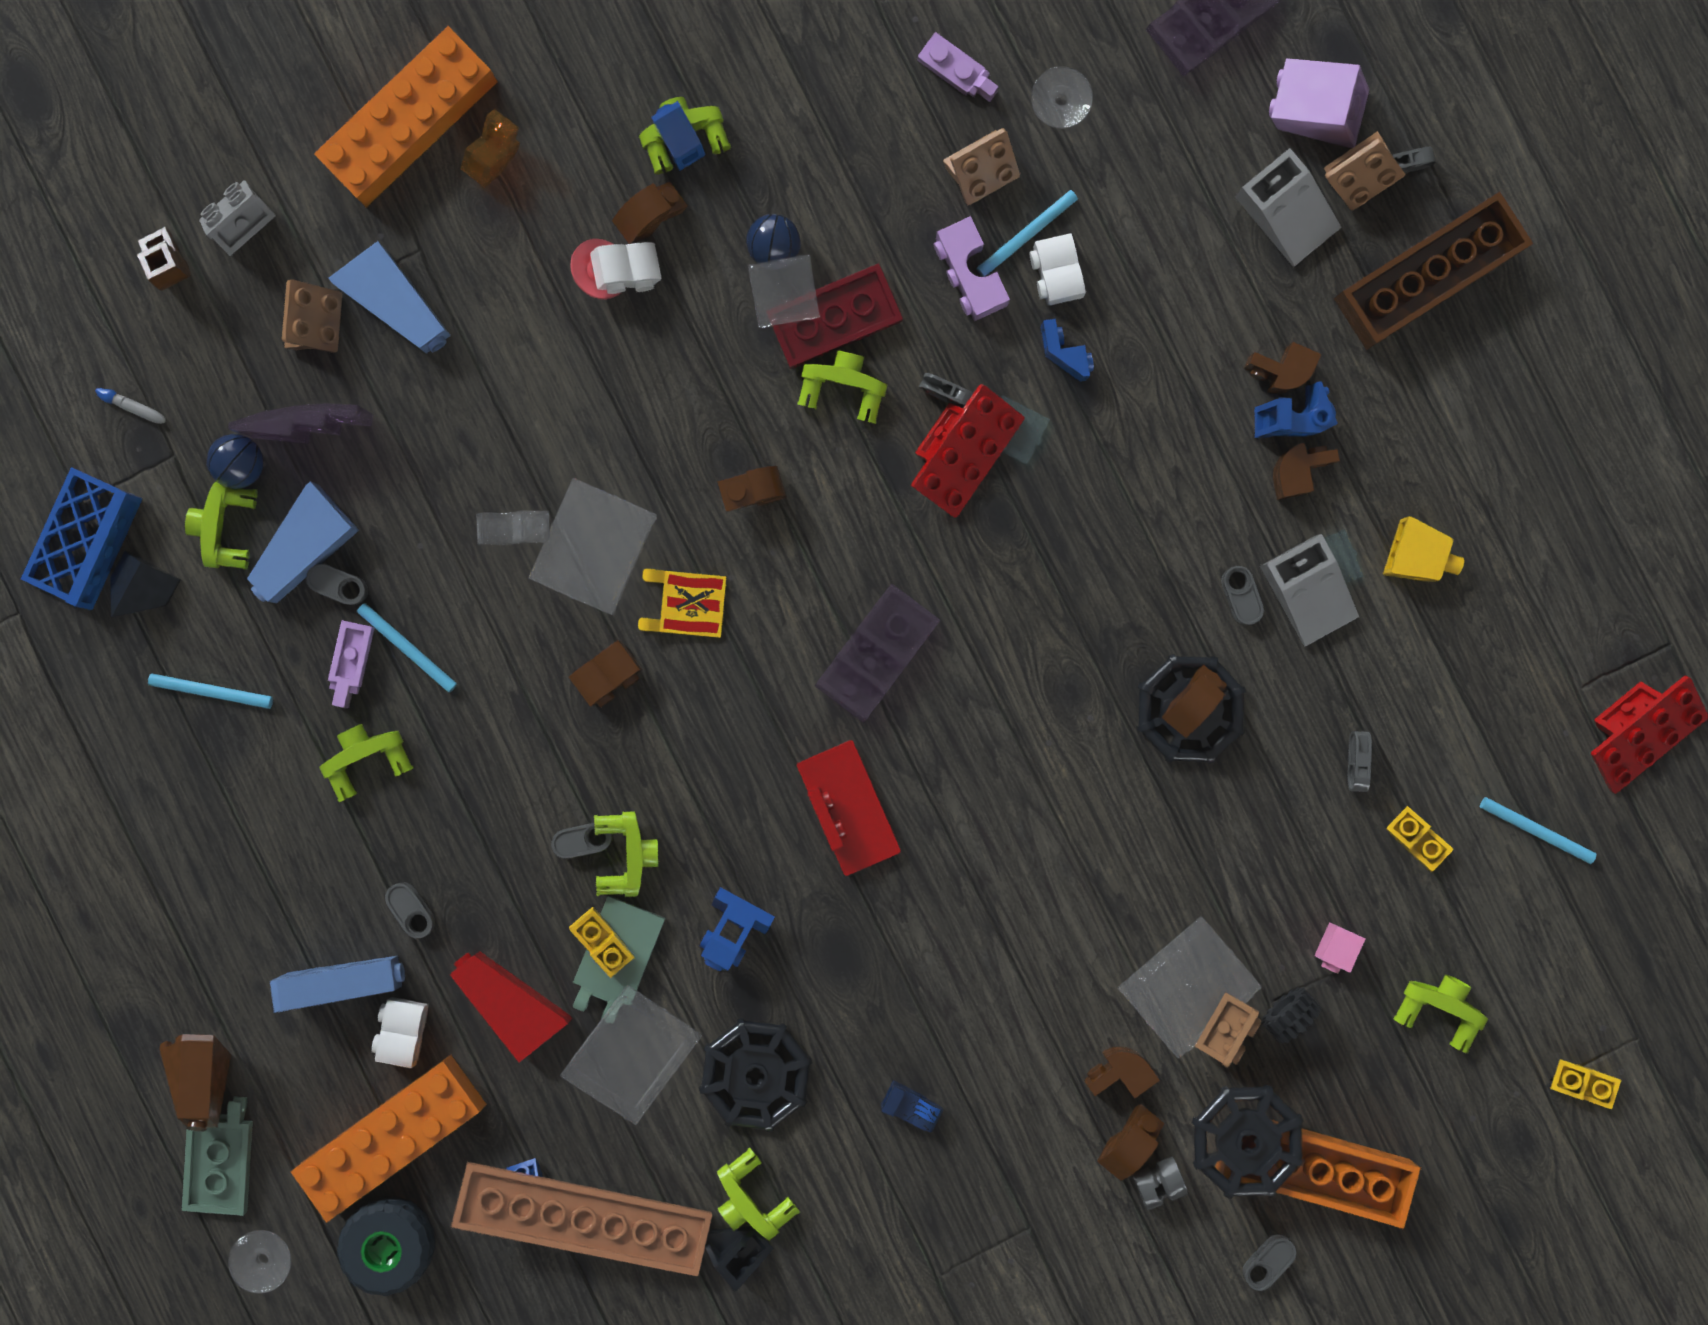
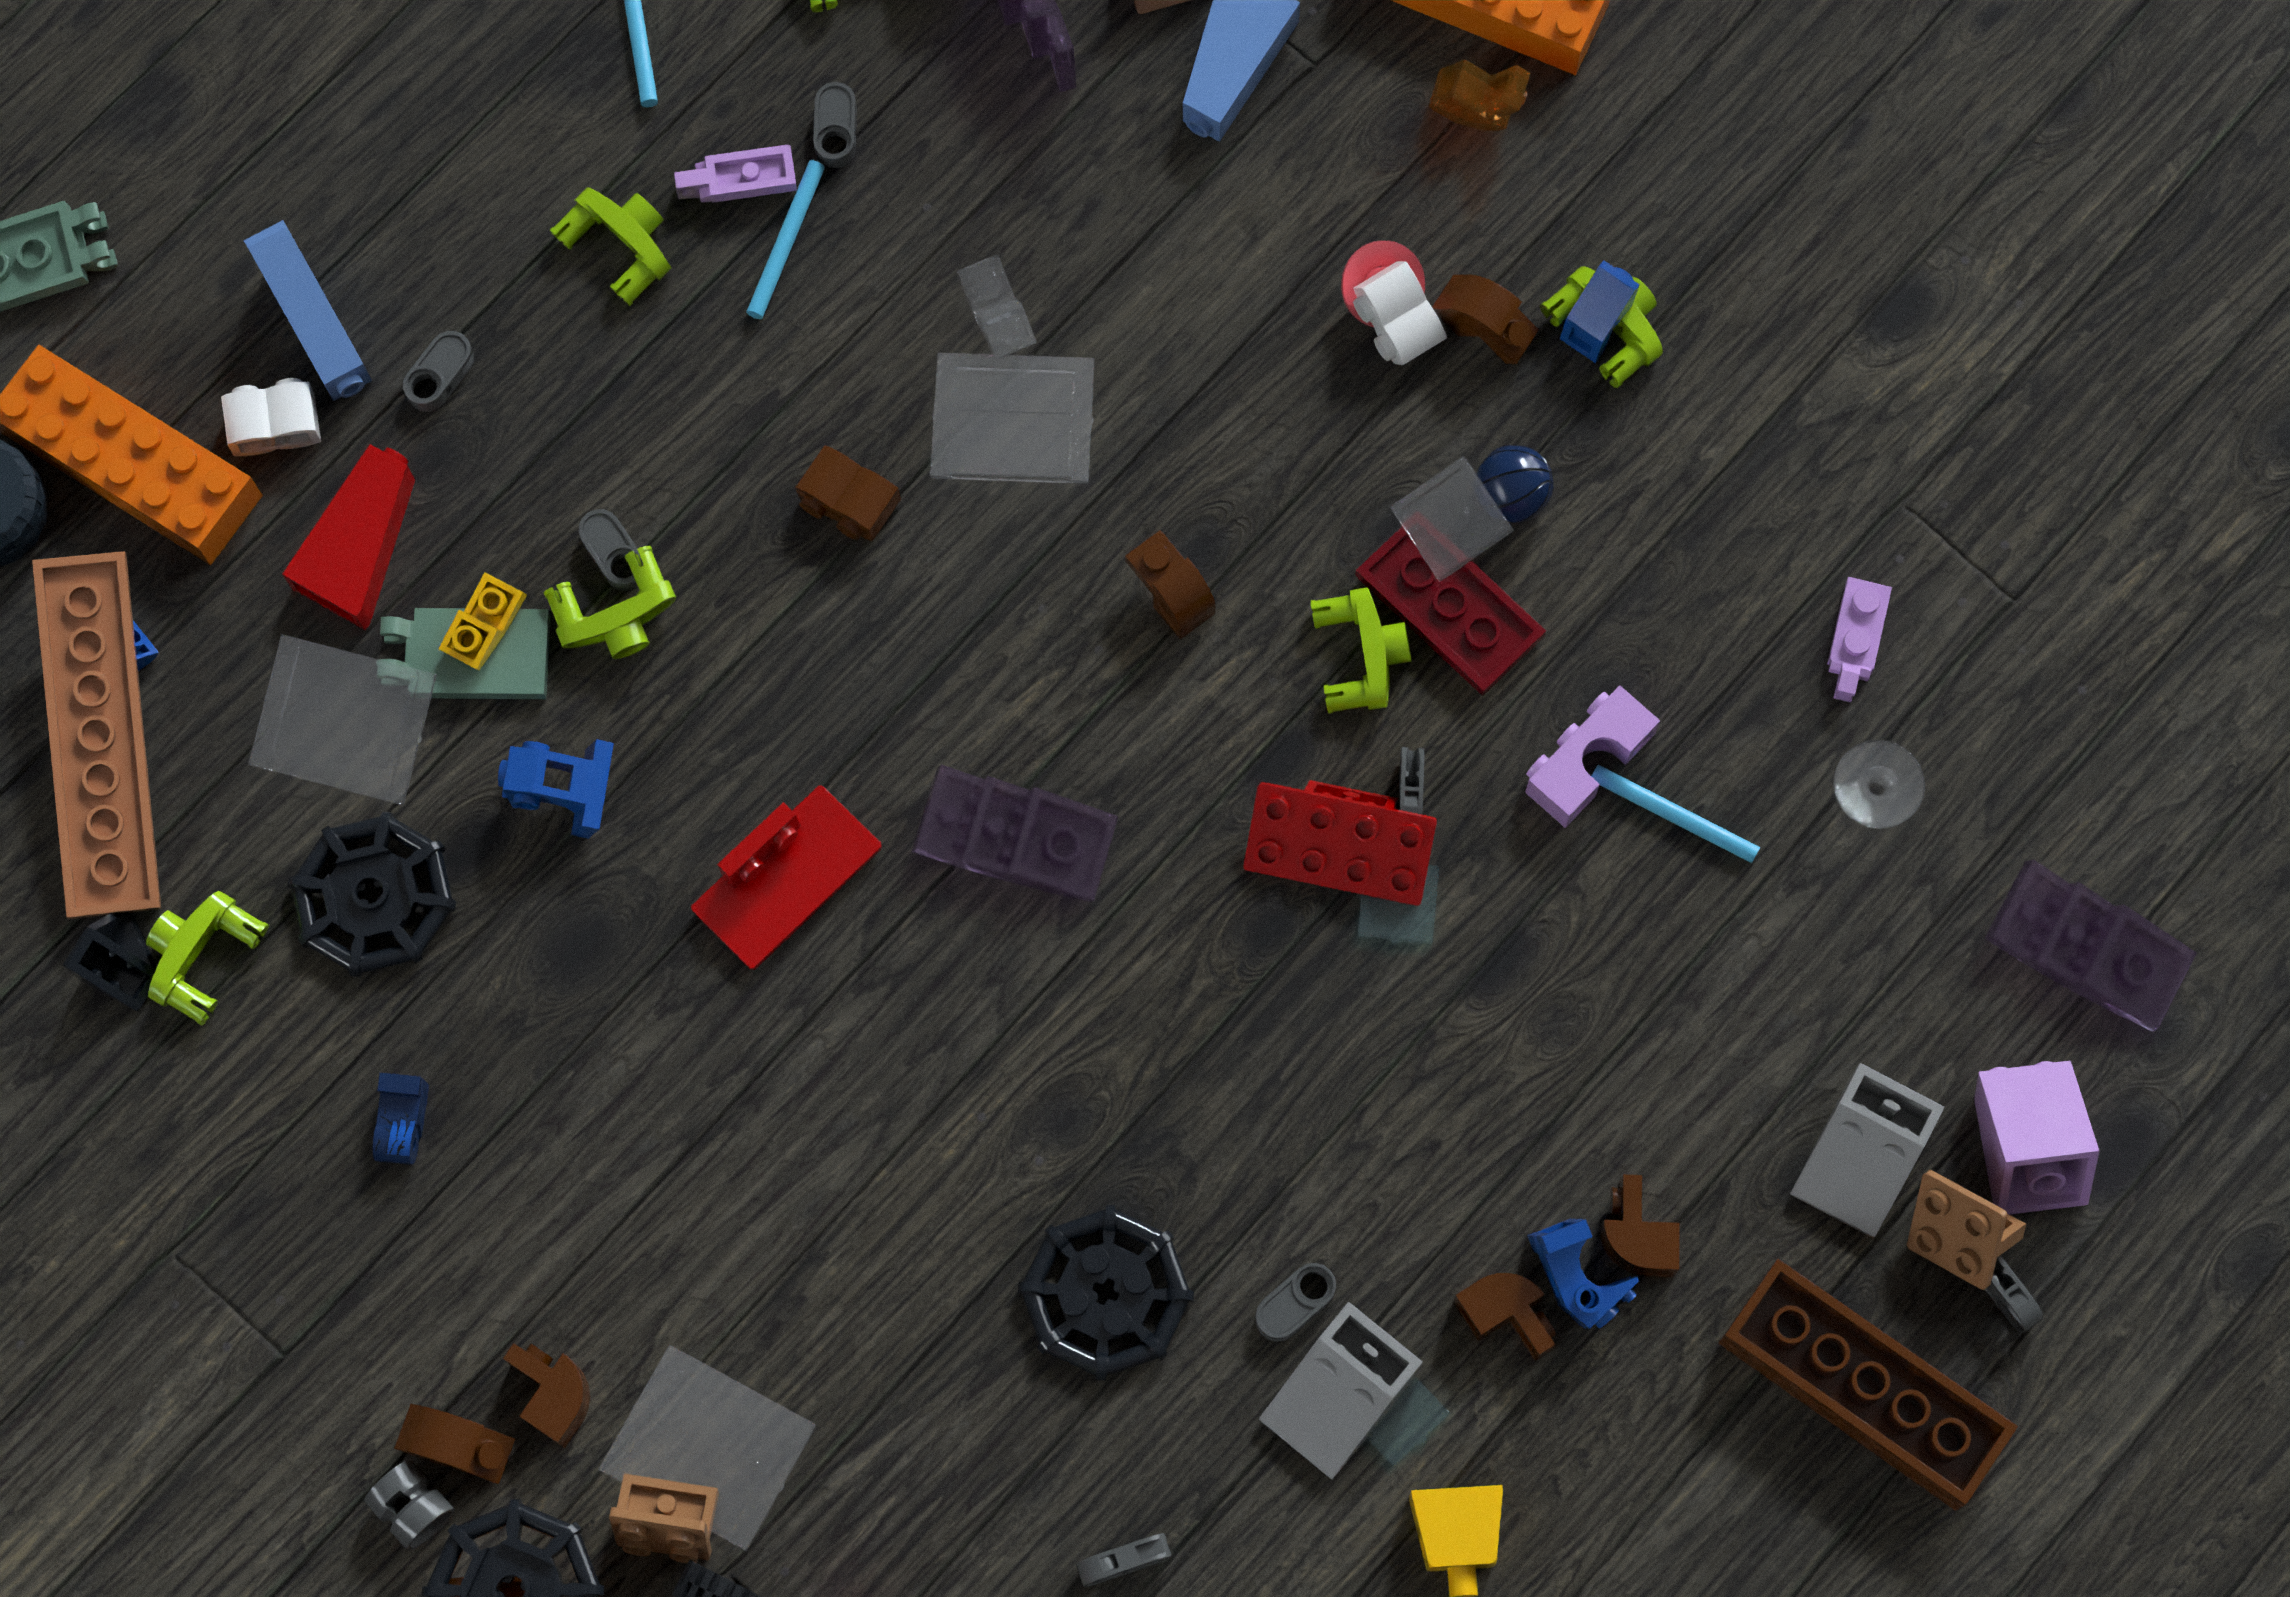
camera: 70 degrees right, 15 degrees down
(196, 1078) = (124, 189): reddish brown slope -> none
(304, 539) = (880, 62): medium blue slope -> none
(689, 603) = (984, 567): flag -> none
(983, 166) = (1737, 716): medium nougat bracket -> none
(1058, 270) = (1641, 871): white brick -> none
(1072, 359) = (1528, 937): blue slope -> none
(1195, 702) = (1116, 1279): reddish brown brick -> none

